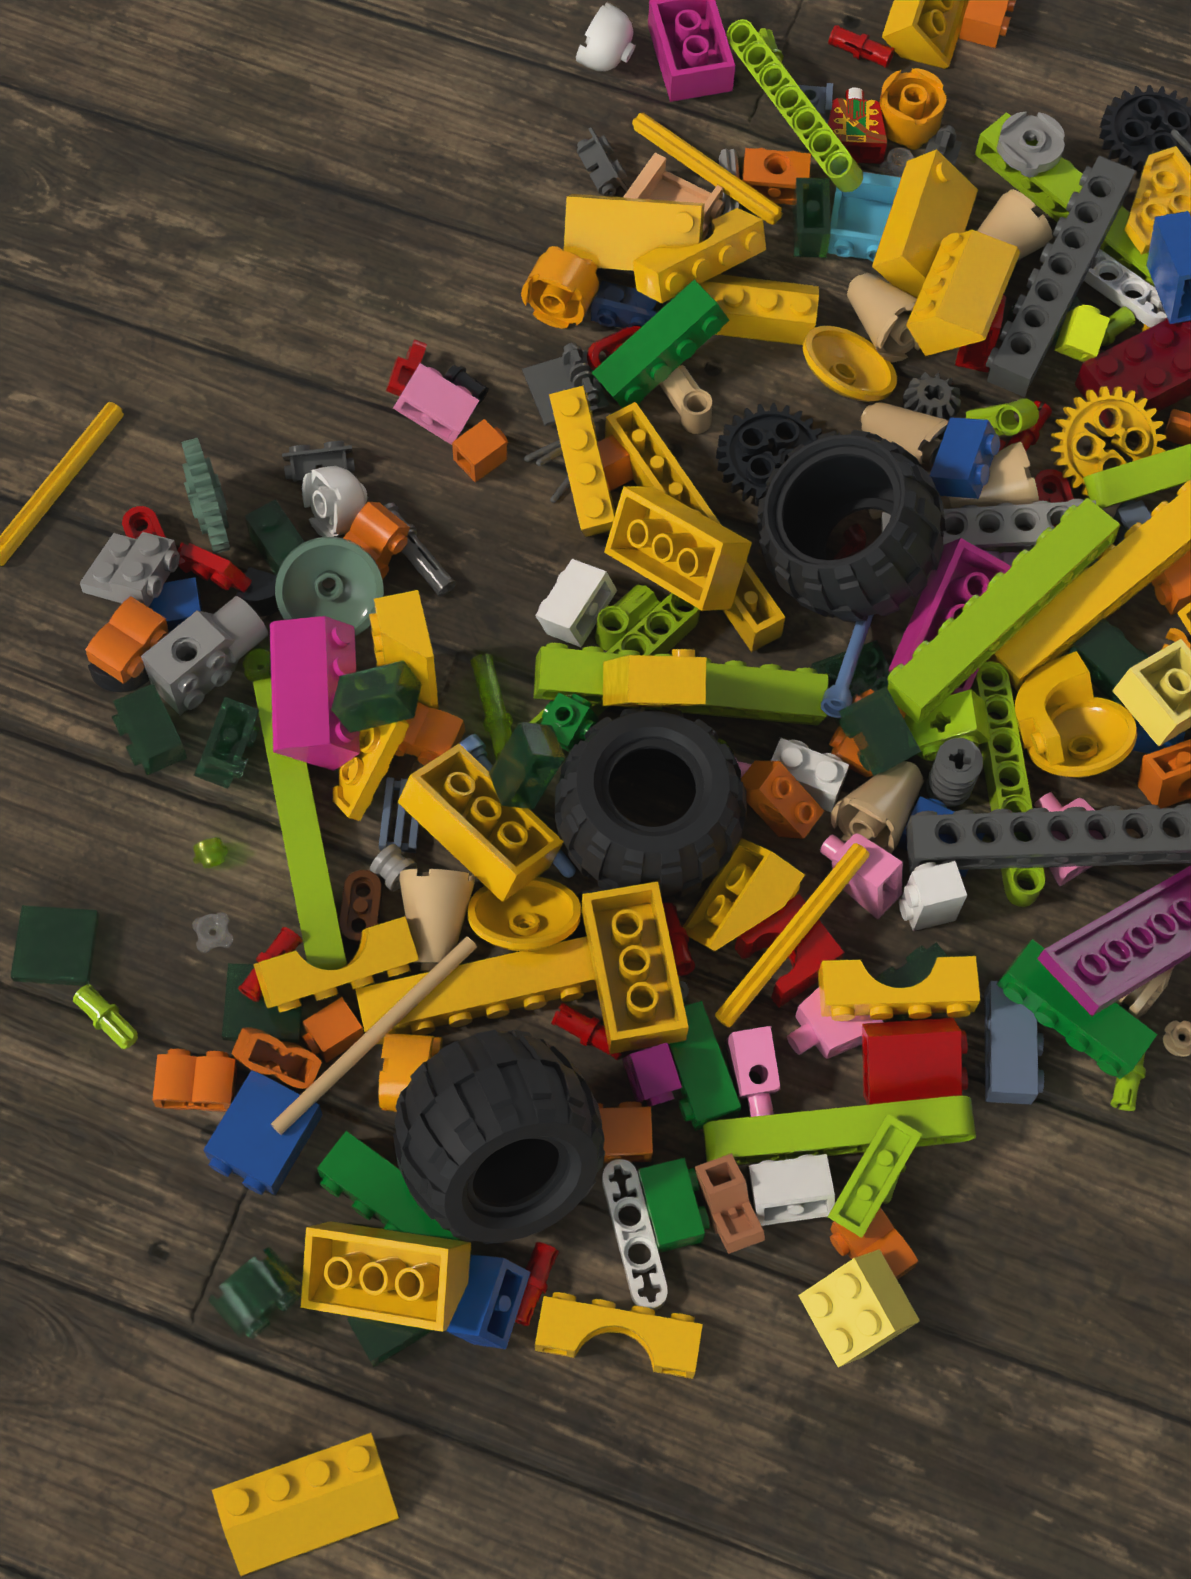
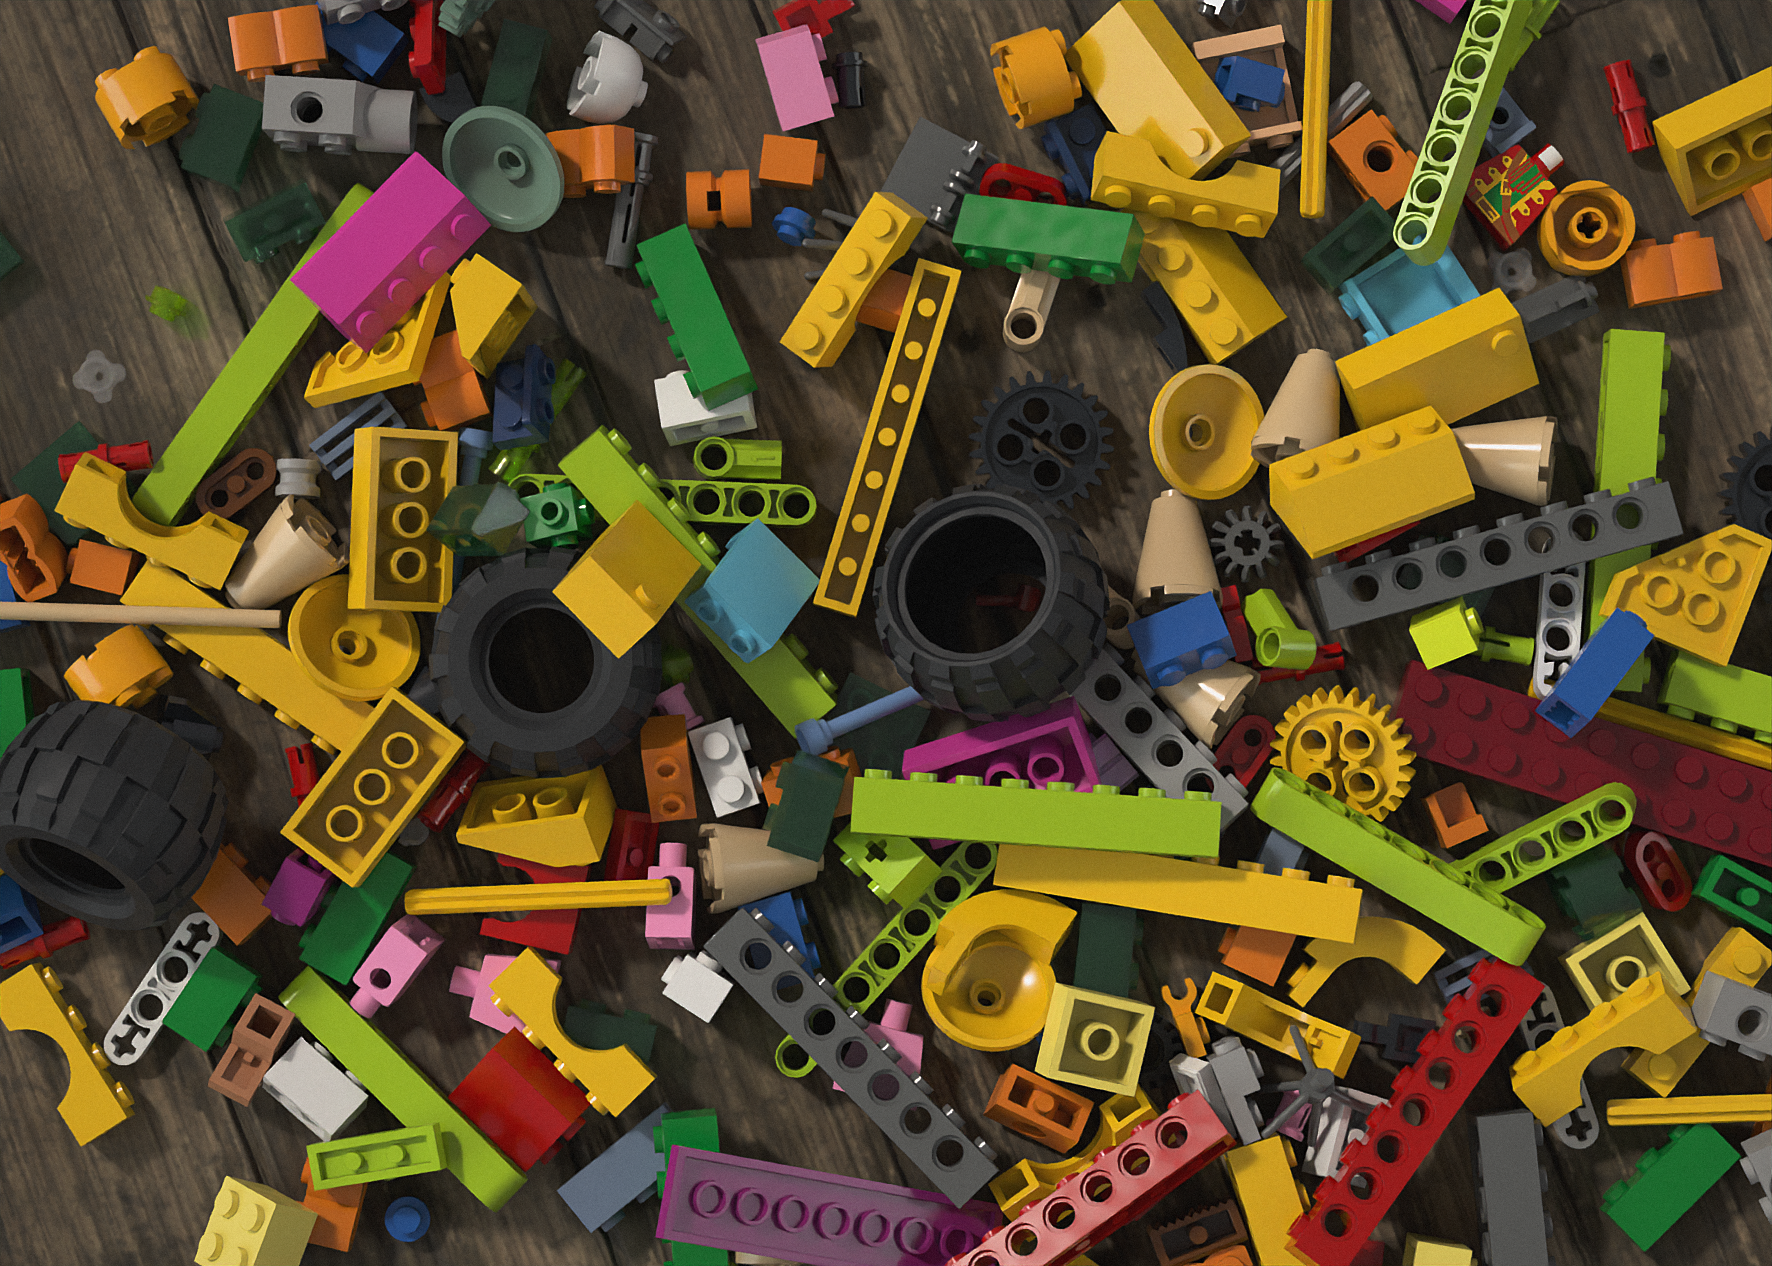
camera: 55 degrees right, 20 degrees up
(80, 750) = (146, 98): none -> light orange brick
(251, 662) = (375, 163): clear neon green plate -> none
(376, 696) = (411, 329): clear green brick -> none
(466, 497) = (735, 199): none -> orange wheel
(474, 697) = (523, 400): none -> dark blue bracket
(519, 478) = (794, 226): none -> blue plate
(522, 559) = (696, 316): none -> green brick
(672, 186) = (1249, 83): none -> blue brick
(677, 548) = (828, 456): yellow brick -> none
(731, 658) = (753, 592): none -> medium azure panel
(780, 346) = (1169, 342): none -> black slope
(803, 859) = (631, 846): none -> red plate
(926, 1210) = (407, 1218): none -> blue plate
(954, 772) = (836, 921): dark grey piece -> none
(973, 91) = (1670, 271): none -> orange brick
(1027, 158) = (1658, 376): light grey plate -> none

